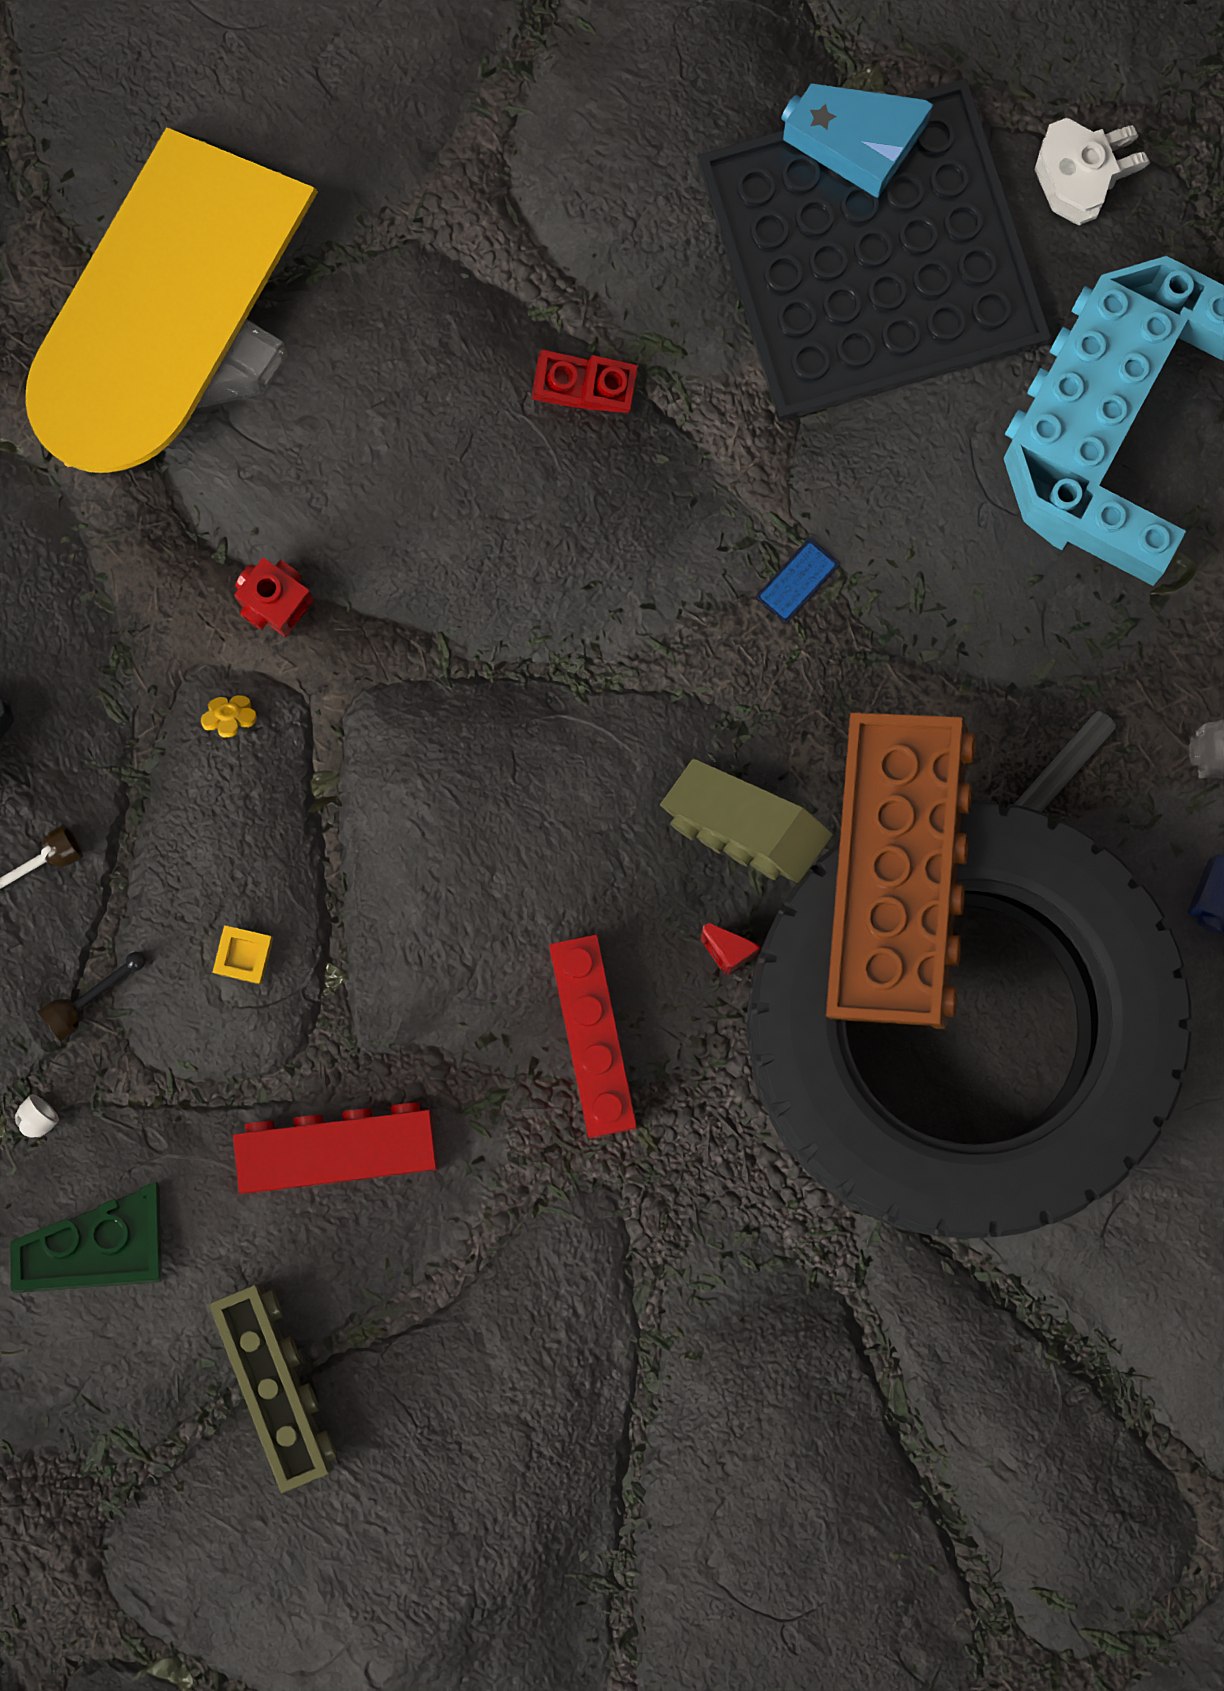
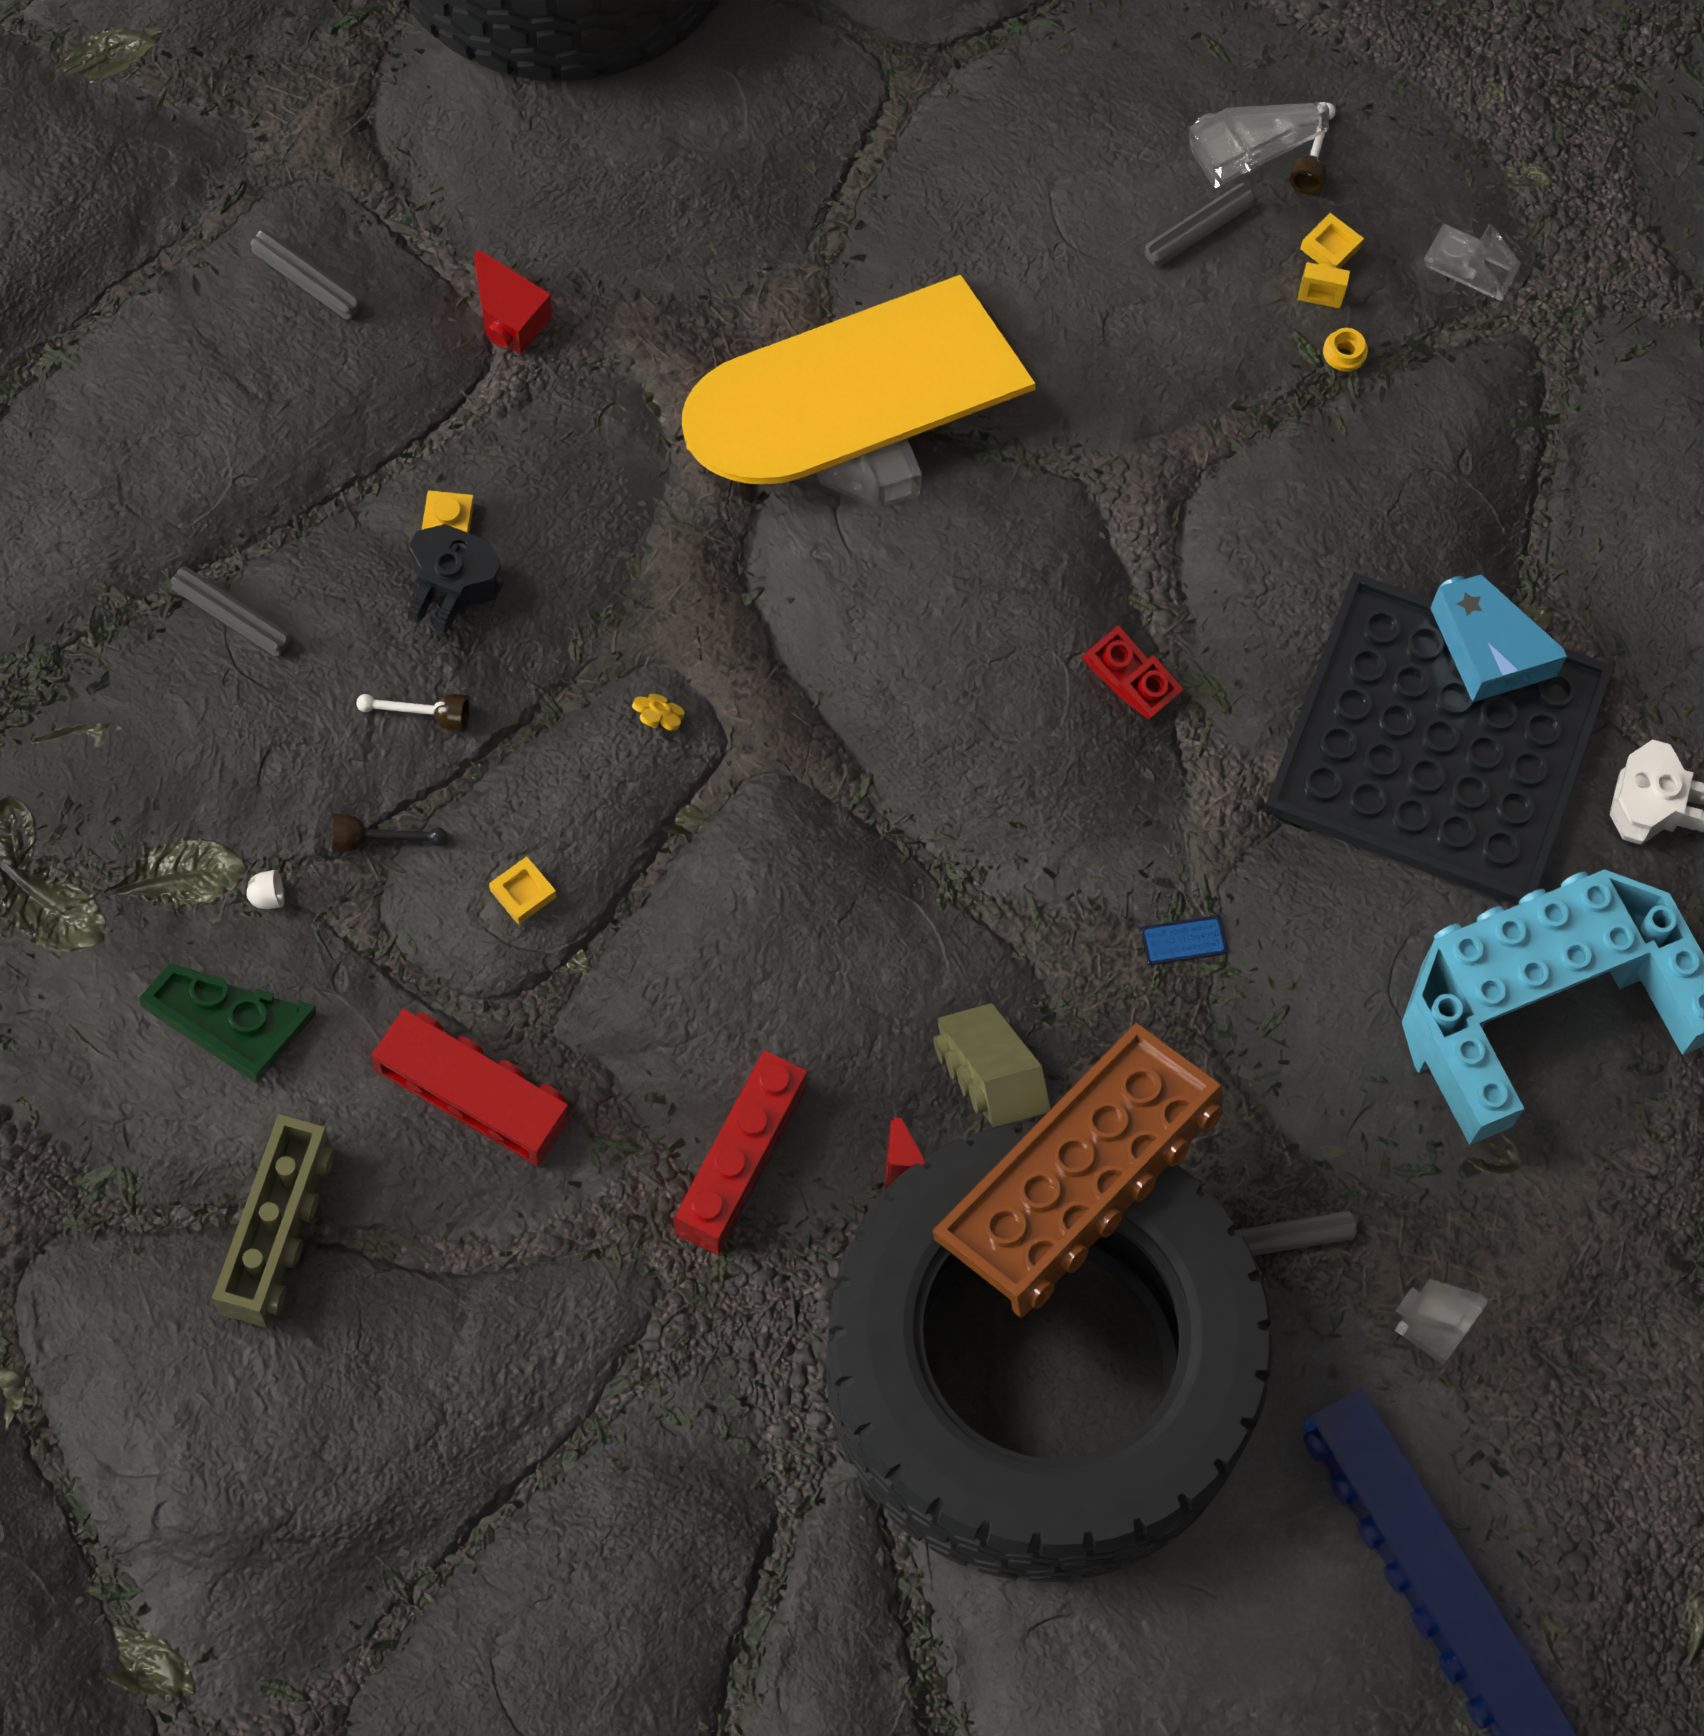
camera: 30 degrees right, 15 degrees down
(281, 609) = (763, 649): red brick -> none

